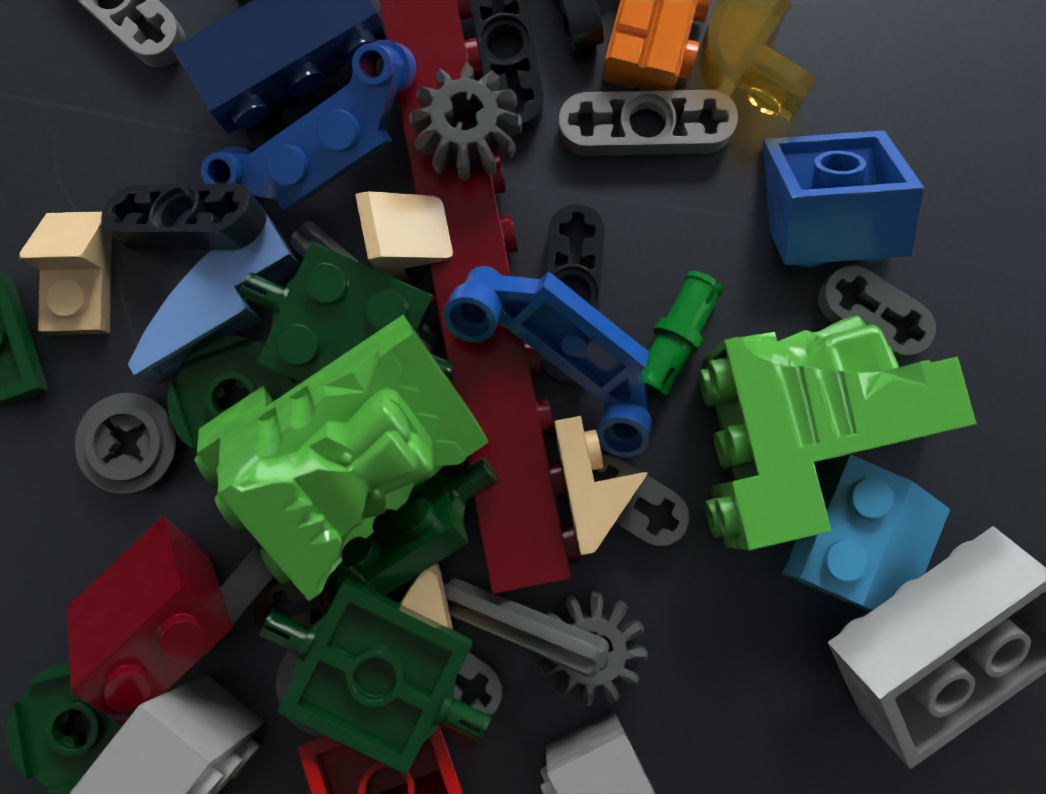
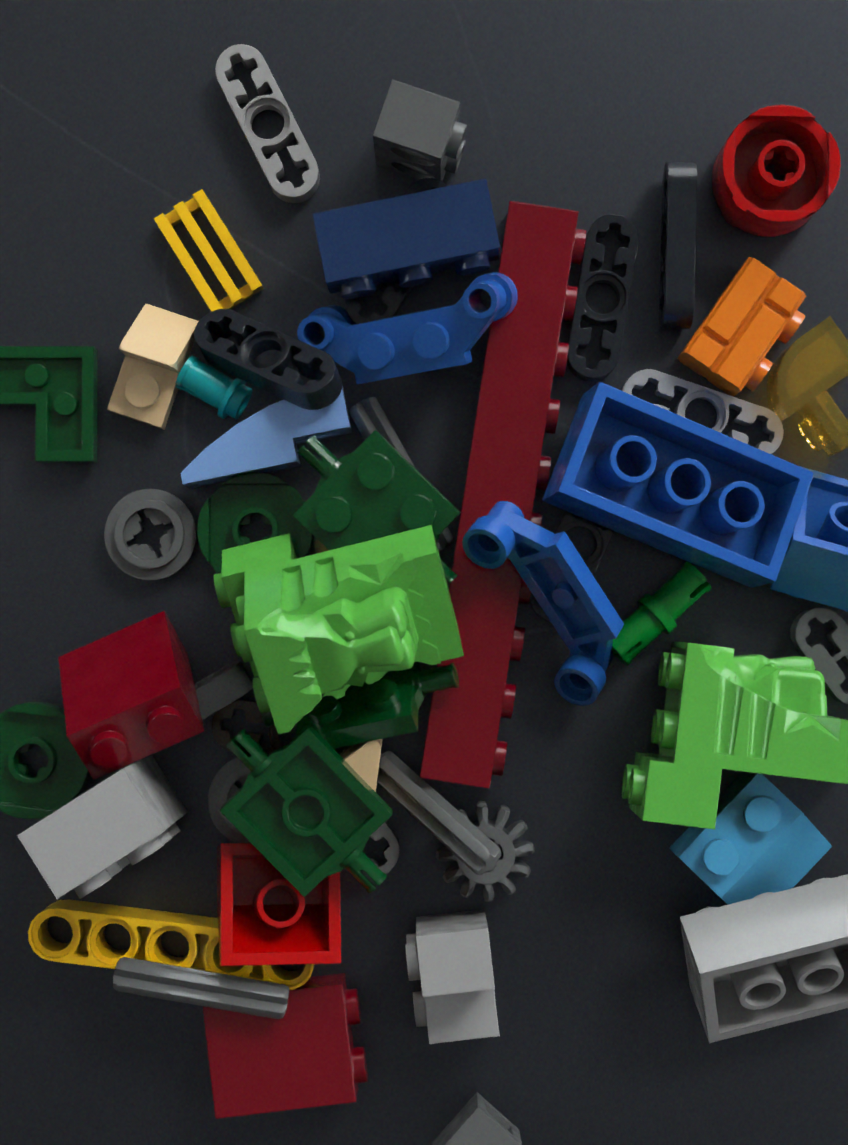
camera: 20 degrees right, 5 degrees up
(58, 111) = (184, 212): none -> yellow tile
(141, 270) = (214, 388): none -> teal pin
(403, 231) = (456, 447): tan slope -> none
(459, 99) = (523, 363): dark grey gear -> none
(591, 503) = (531, 735): tan slope -> none
(652, 191) = (678, 486): none -> blue brick
(652, 494) = (574, 731): dark grey beam -> none

